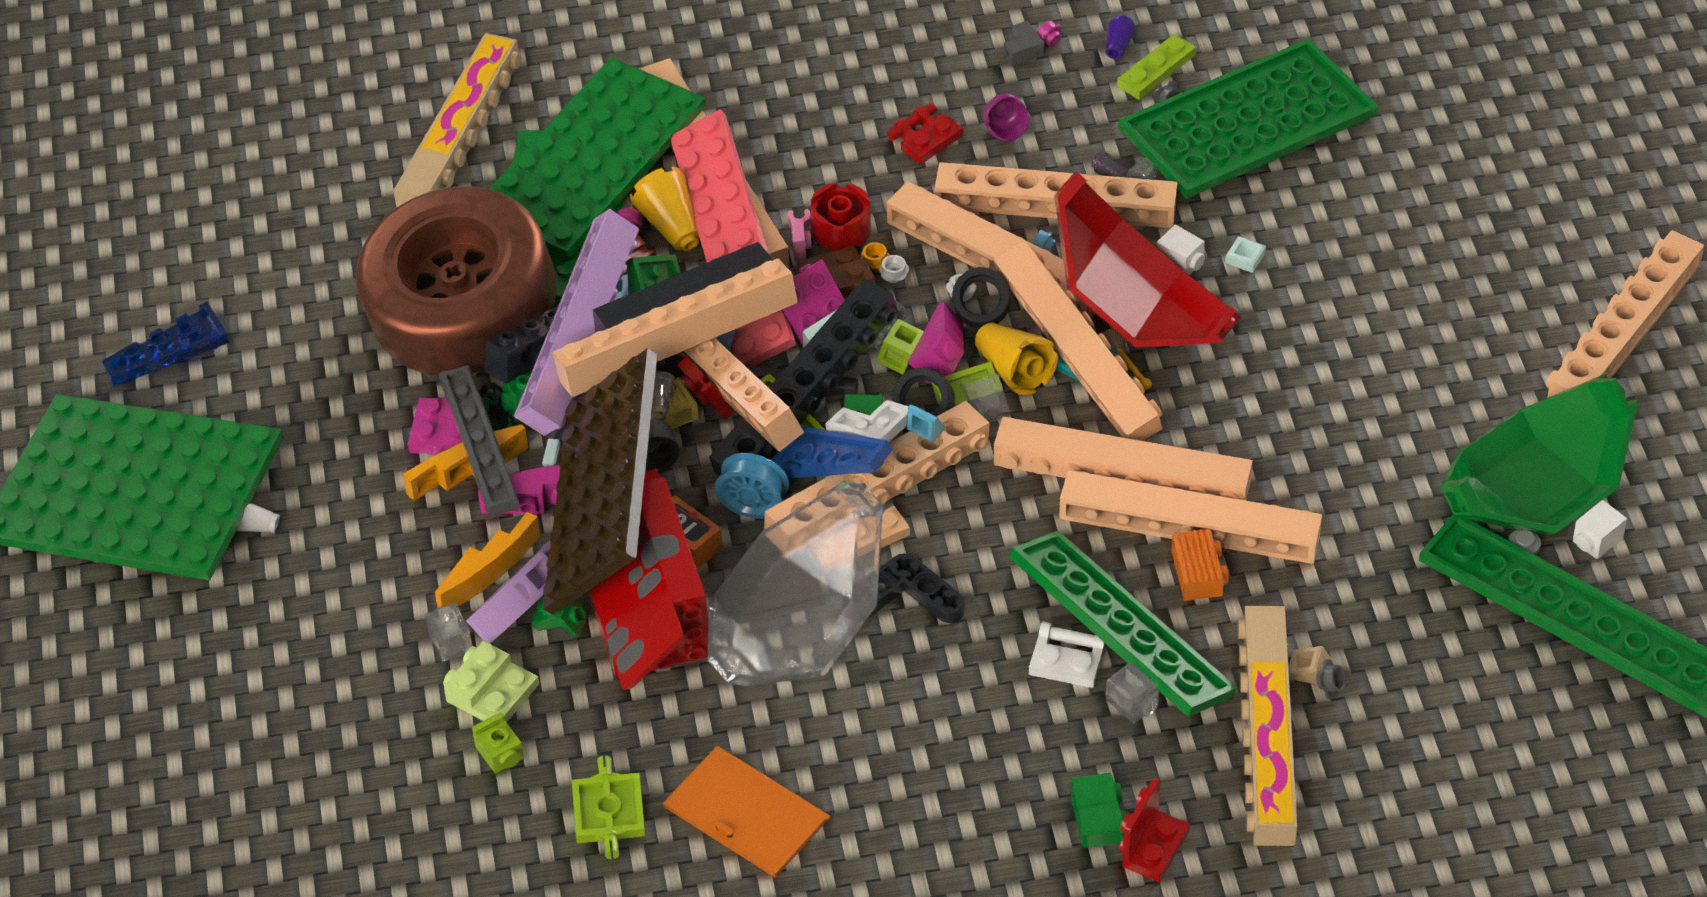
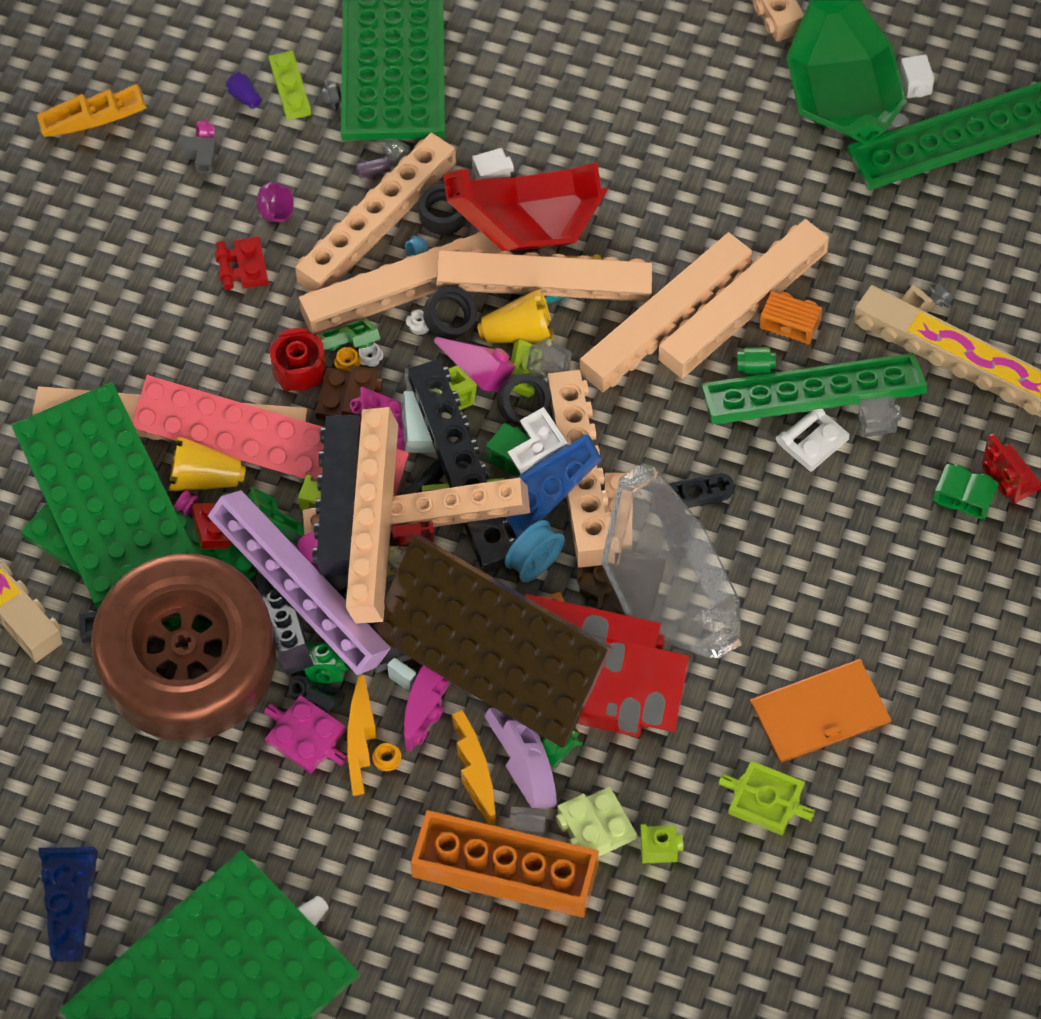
camera: 60 degrees left, 10 degrees up
(394, 631) = (505, 863): none -> orange brick
(459, 494) = (386, 749): none -> light orange plate
(479, 441) = (357, 712): dark grey tile -> none
(800, 238) = (288, 395): bright pink plate -> none
(899, 242) = (358, 333): none -> green plate
(924, 423) = (562, 408): medium azure slope -> none
(1121, 561) = (756, 360): none -> green brick
(1245, 254) = (517, 134): light aqua tile -> none

